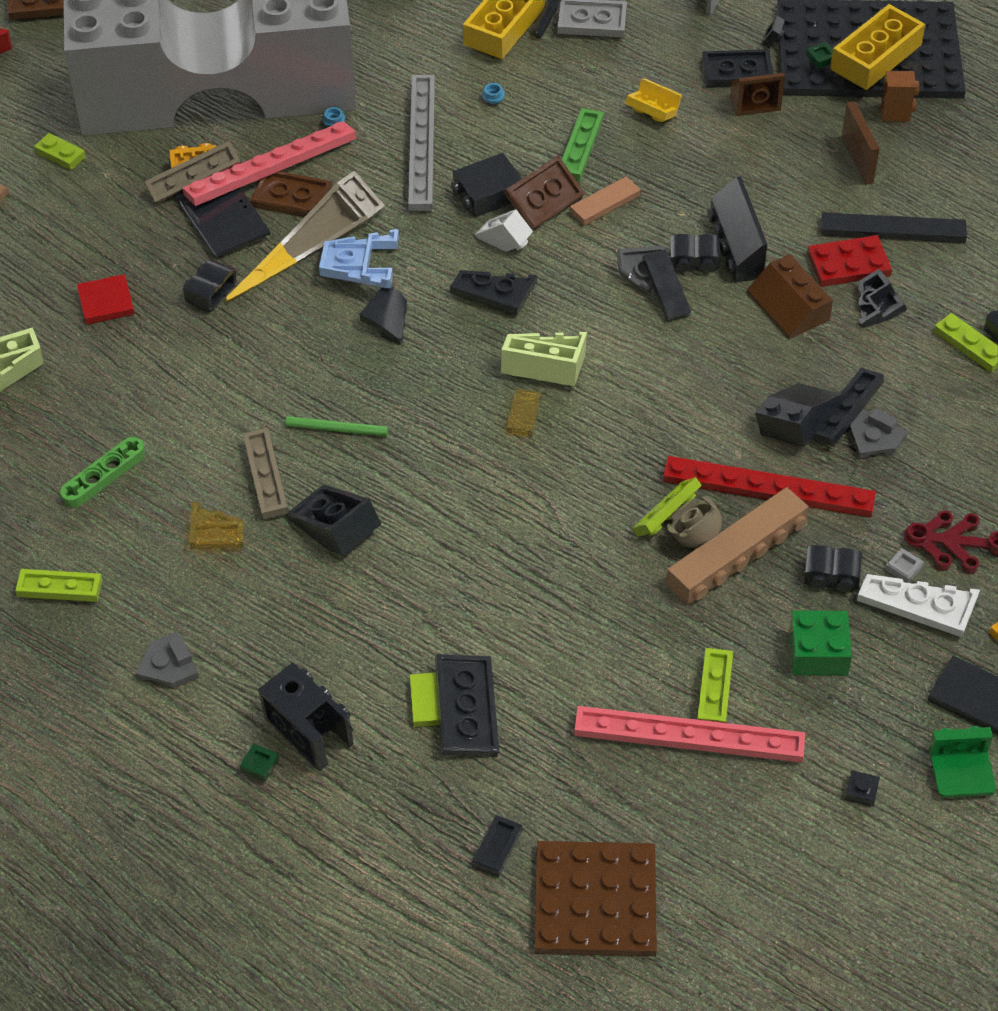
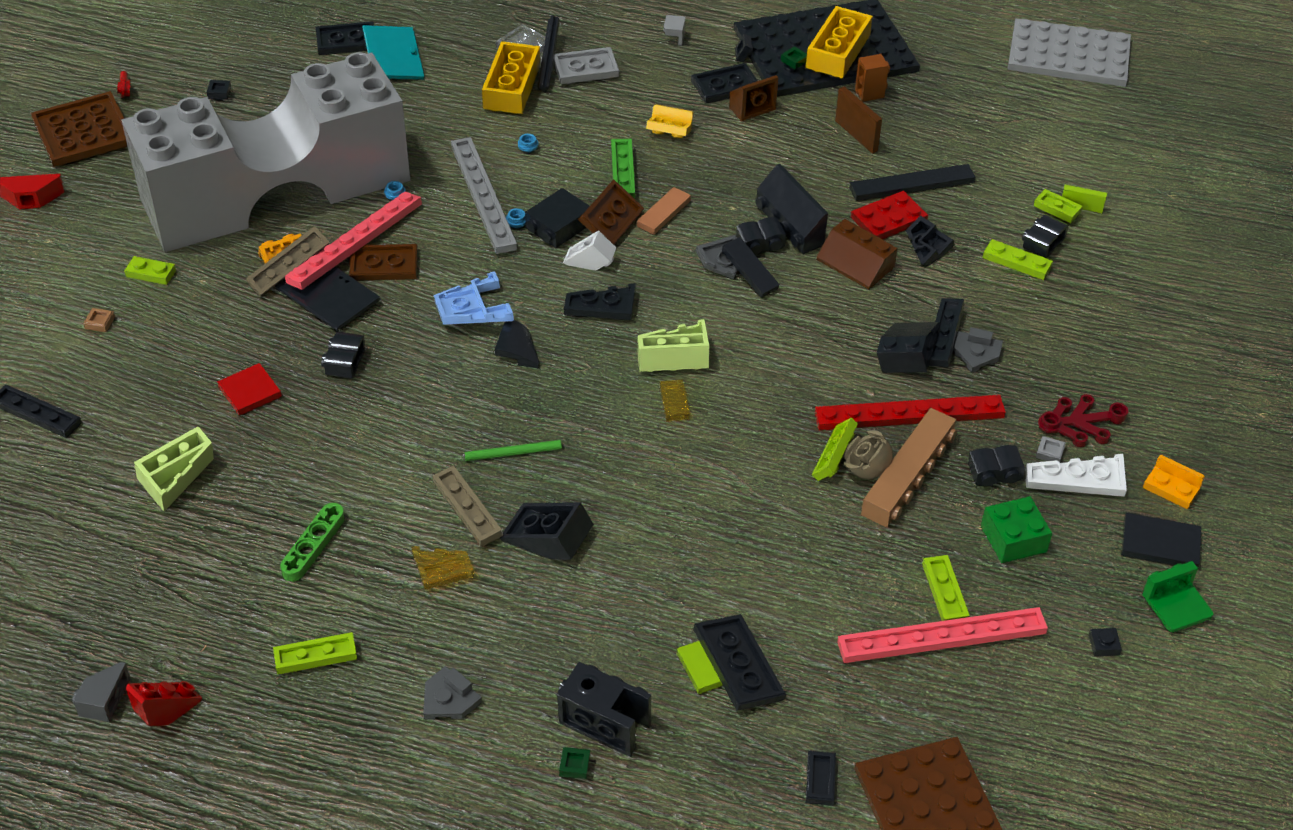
camera: 20 degrees left, 5 degrees down
(335, 215) = (434, 271): dark tan plate -> none
(444, 175) = (516, 218): none -> dark azure plate

